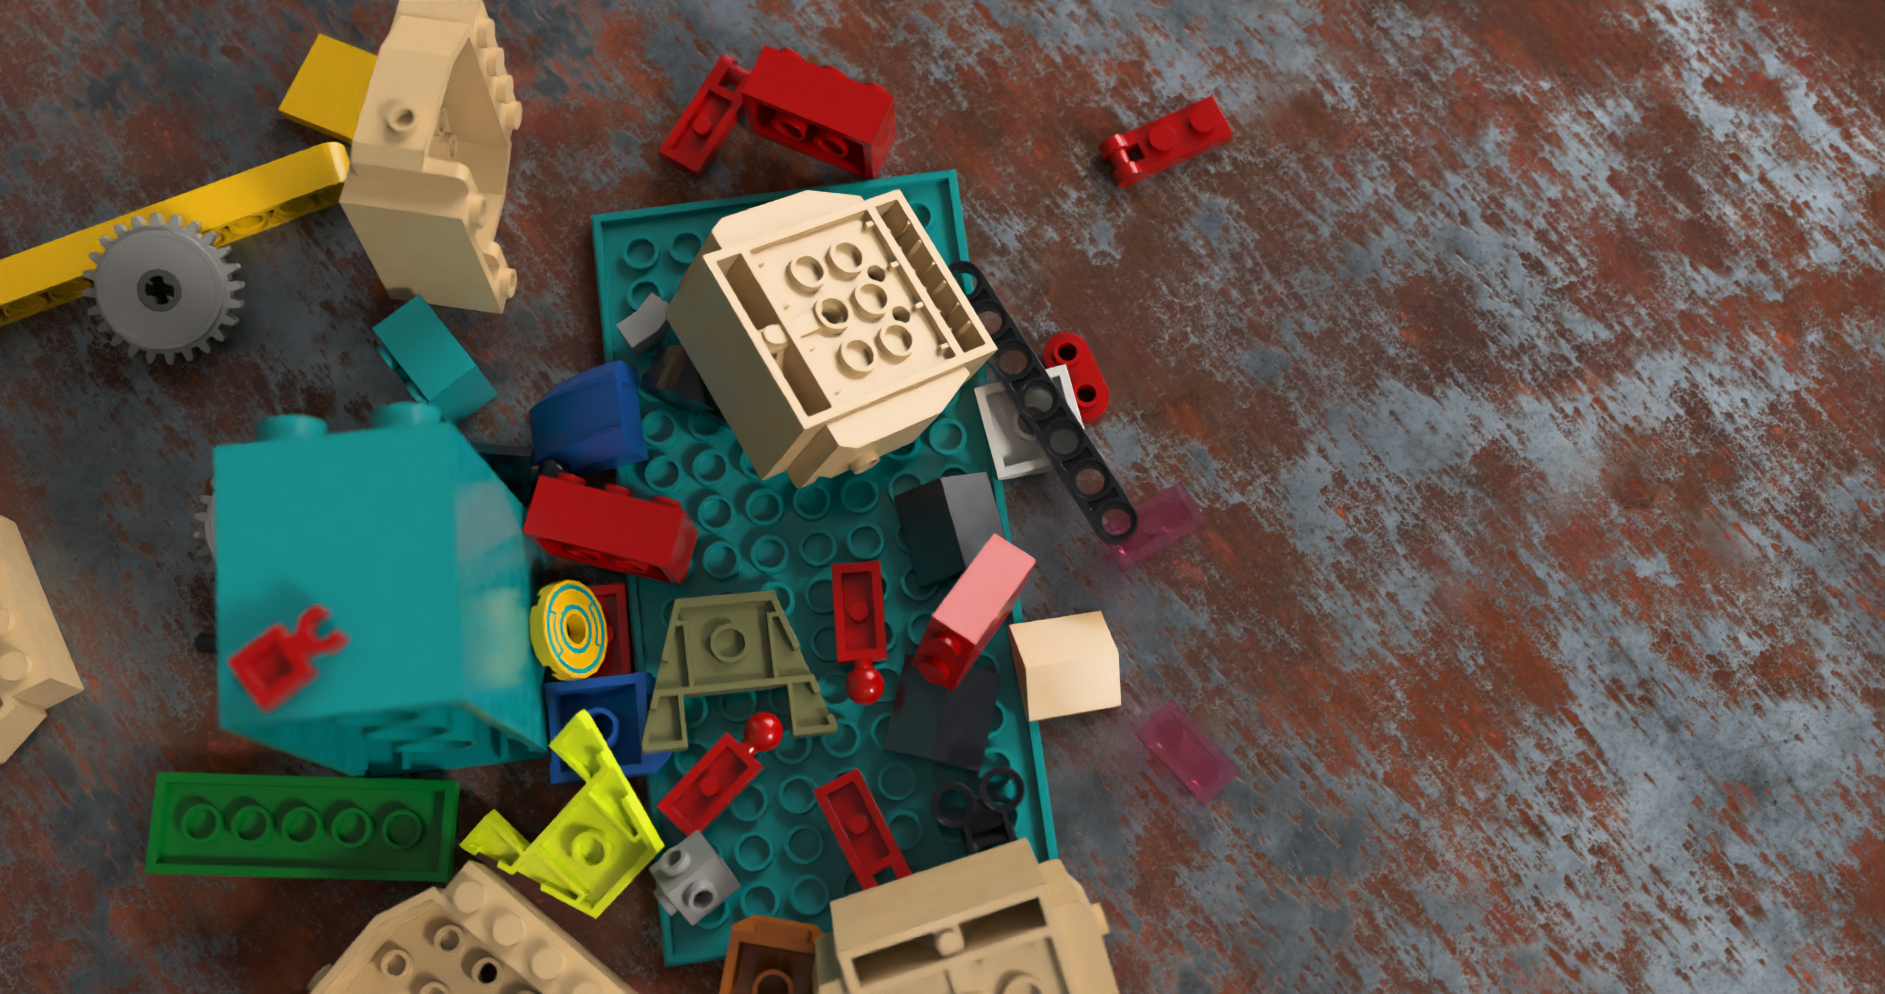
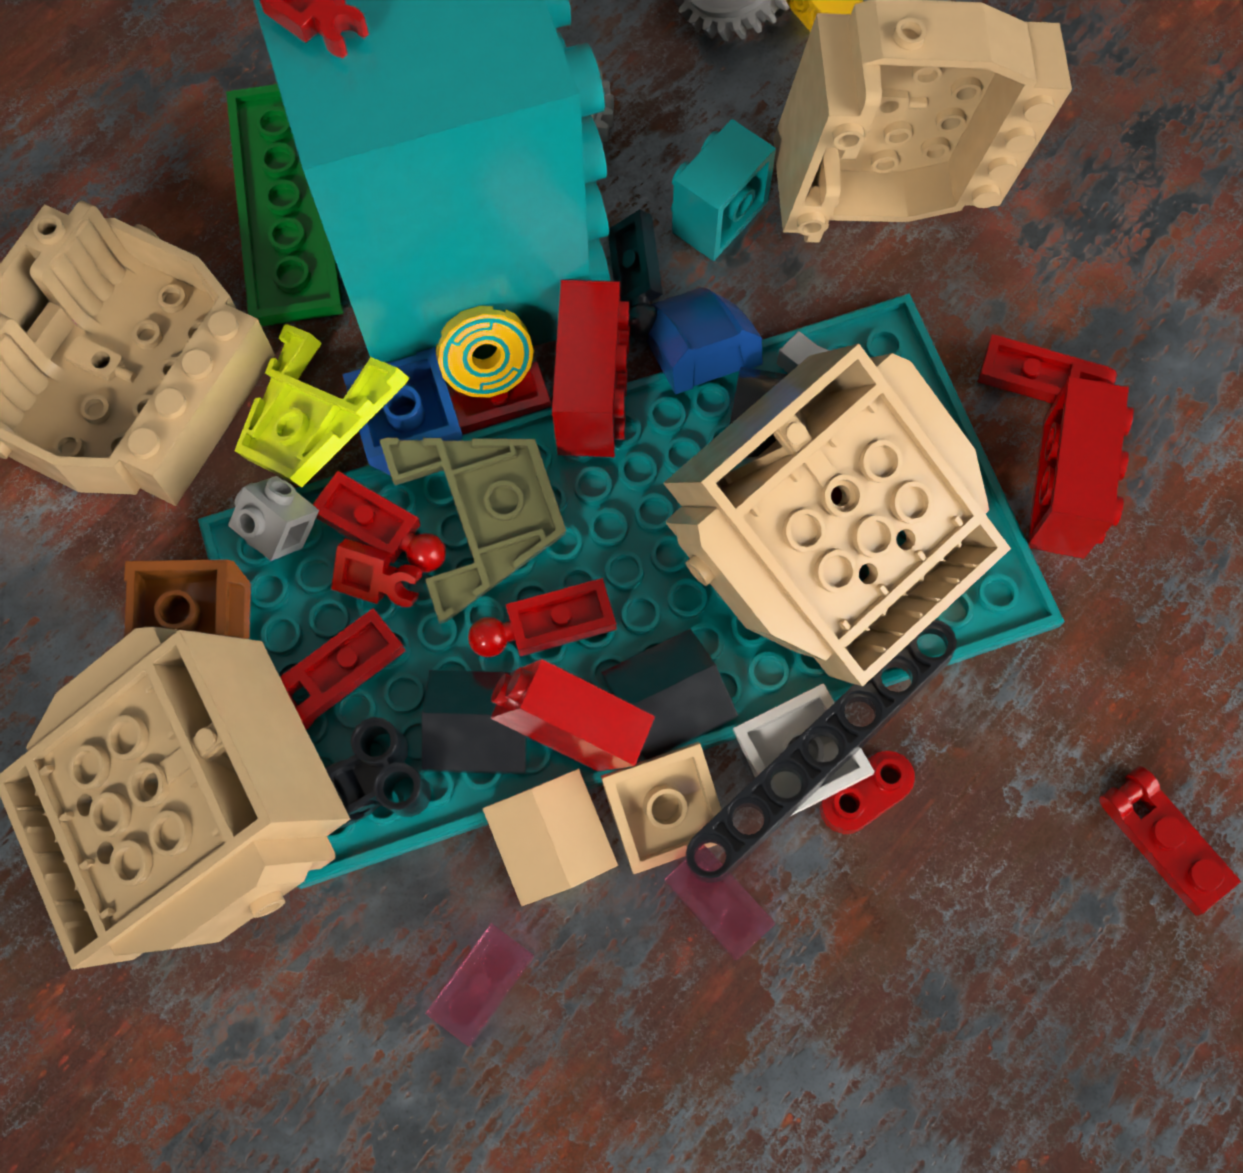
camera: 80 degrees right, 5 degrees down
(773, 790) = (368, 574): none -> red plate
(1067, 553) = (661, 805): none -> tan slope

